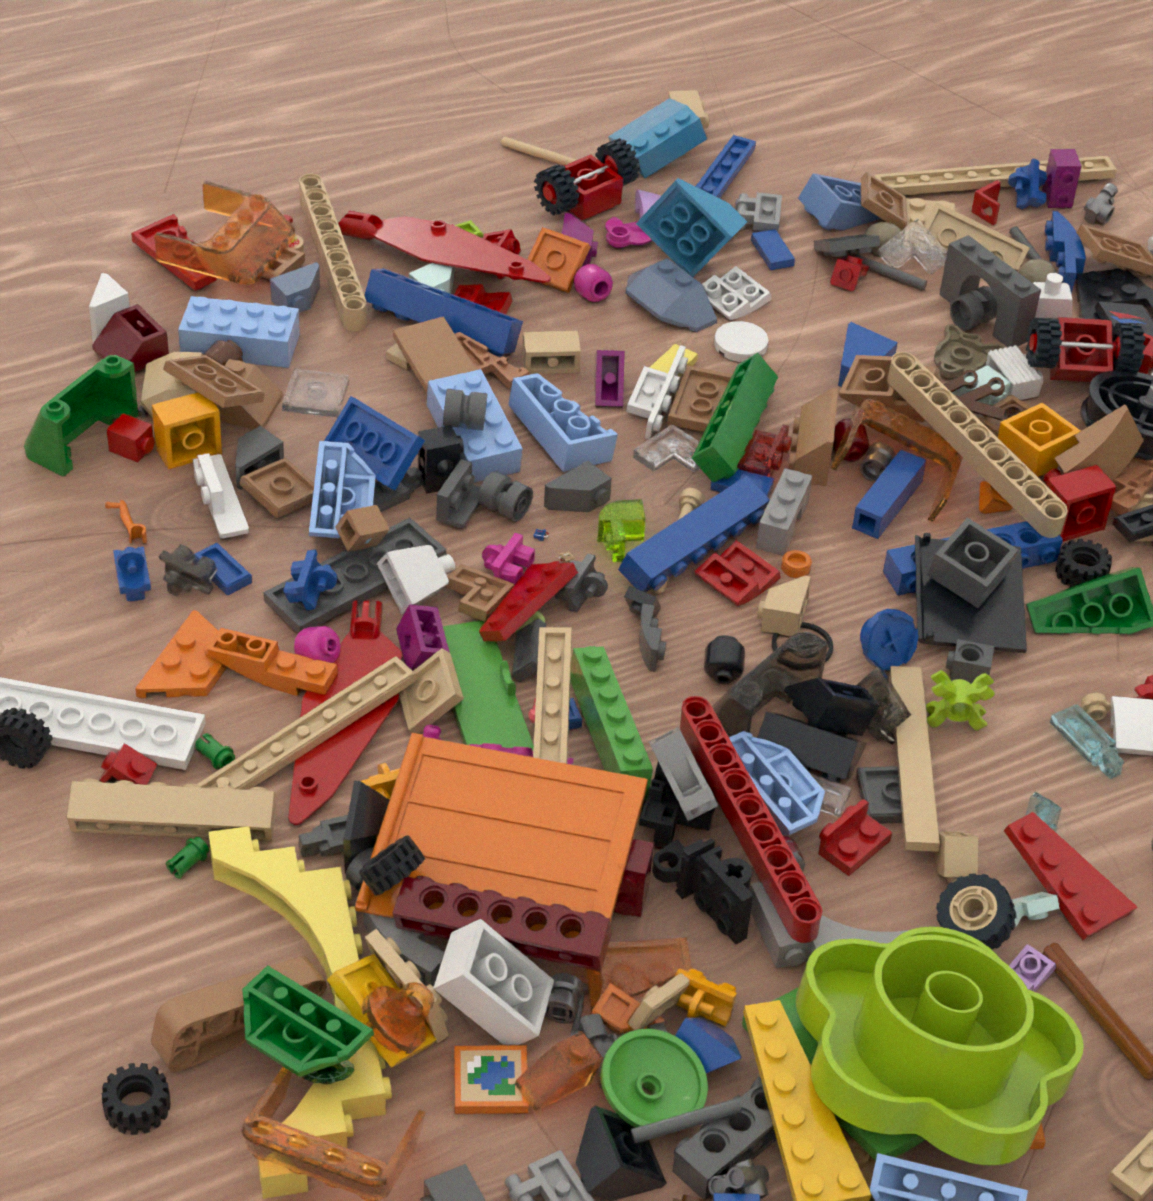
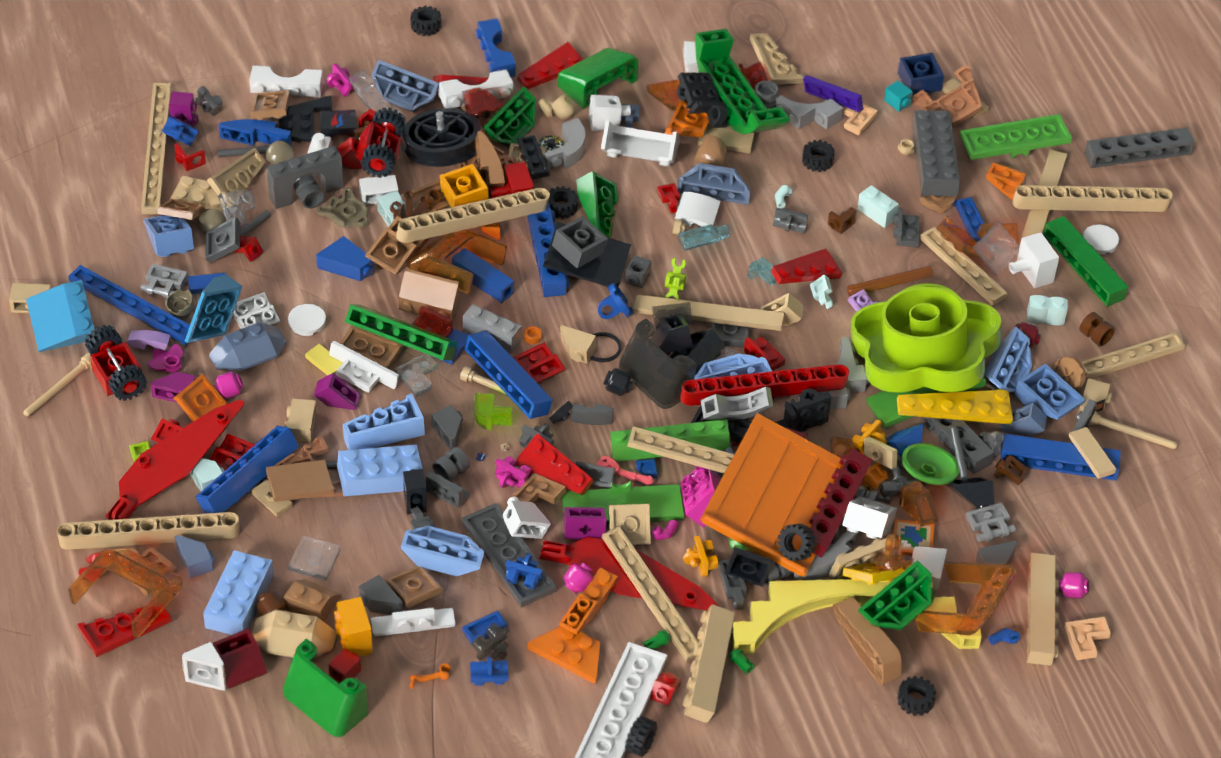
camera: 80 degrees left, 5 degrees up
(214, 381) = (327, 597): medium nougat tile -> none
(362, 528) = (485, 536): medium nougat brick -> none
(377, 440) = (387, 525): blue plate -> none
(423, 1087) = (932, 560): none -> white torso
(465, 409) = (393, 459): dark grey wheel -> none
(974, 894) = (836, 301): black wheel -> none

